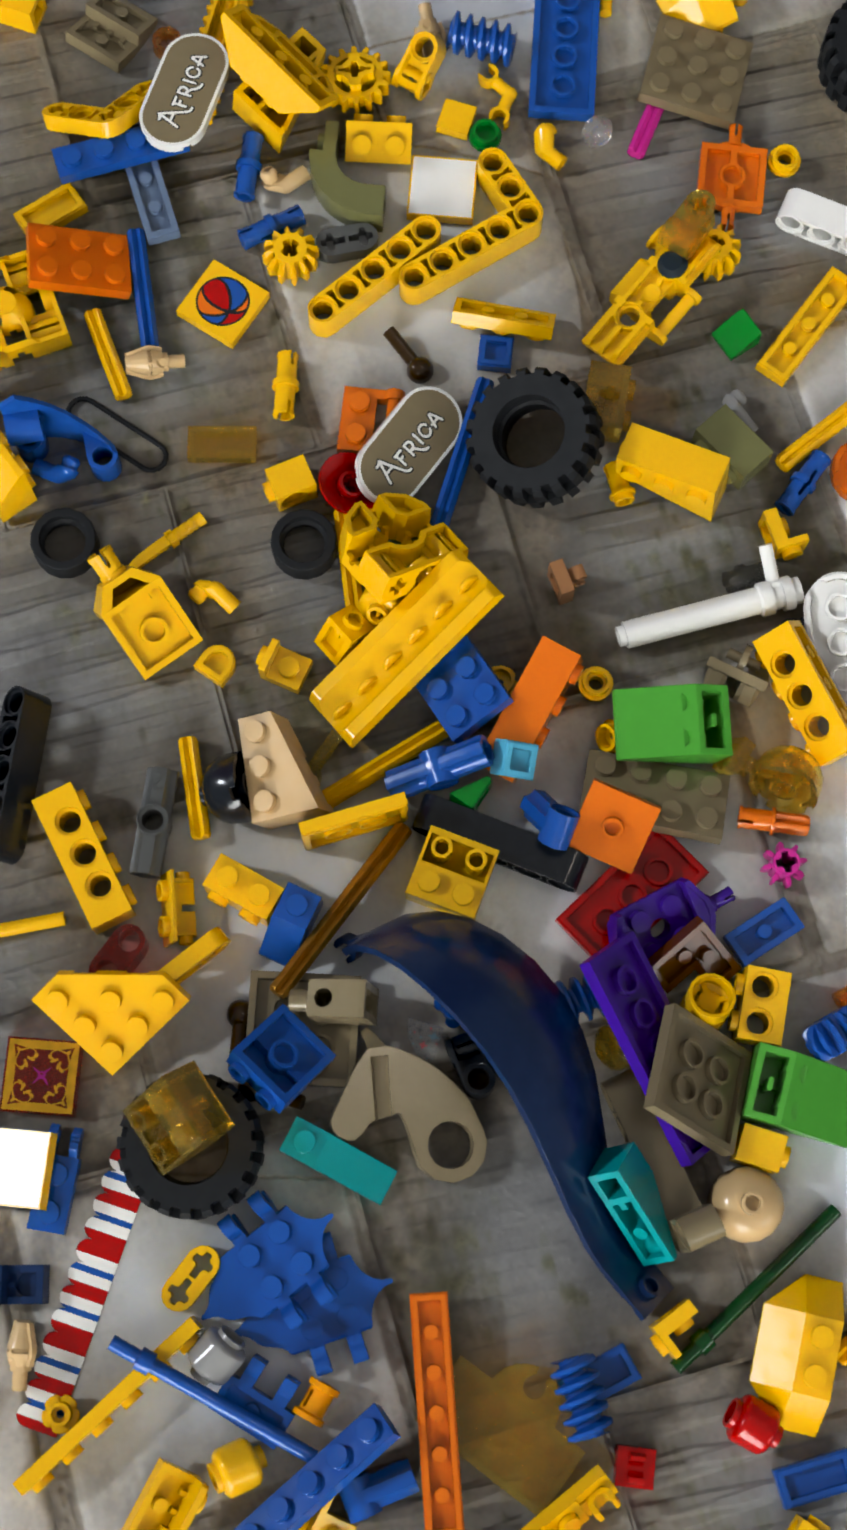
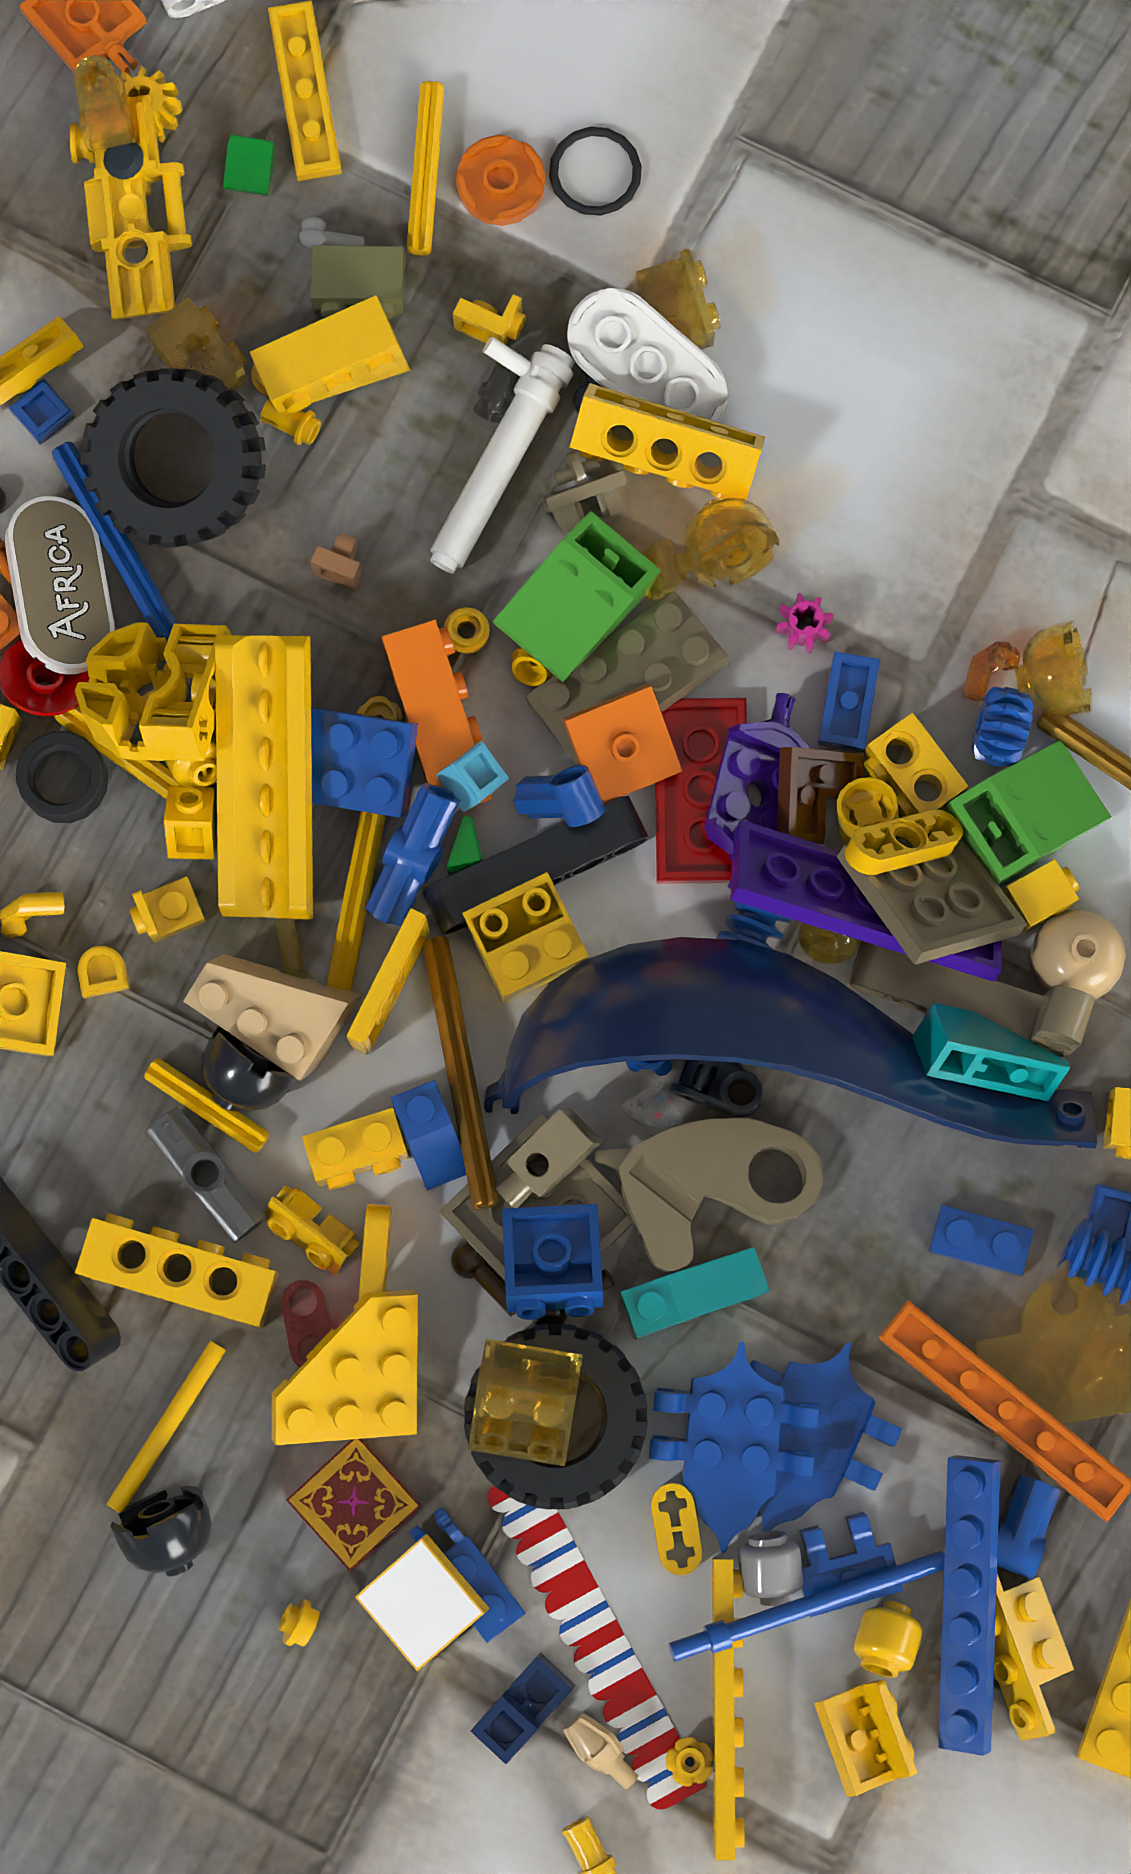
camera: 45 degrees left, 5 degrees up
(316, 1401) = (895, 1513): light orange bush -> none
(525, 1303) = (981, 1240): none -> blue plate
(696, 1036) = (892, 854): none -> yellow beam
(773, 821) = (754, 593): orange axle -> none
(803, 482) = (457, 248): blue pin -> none

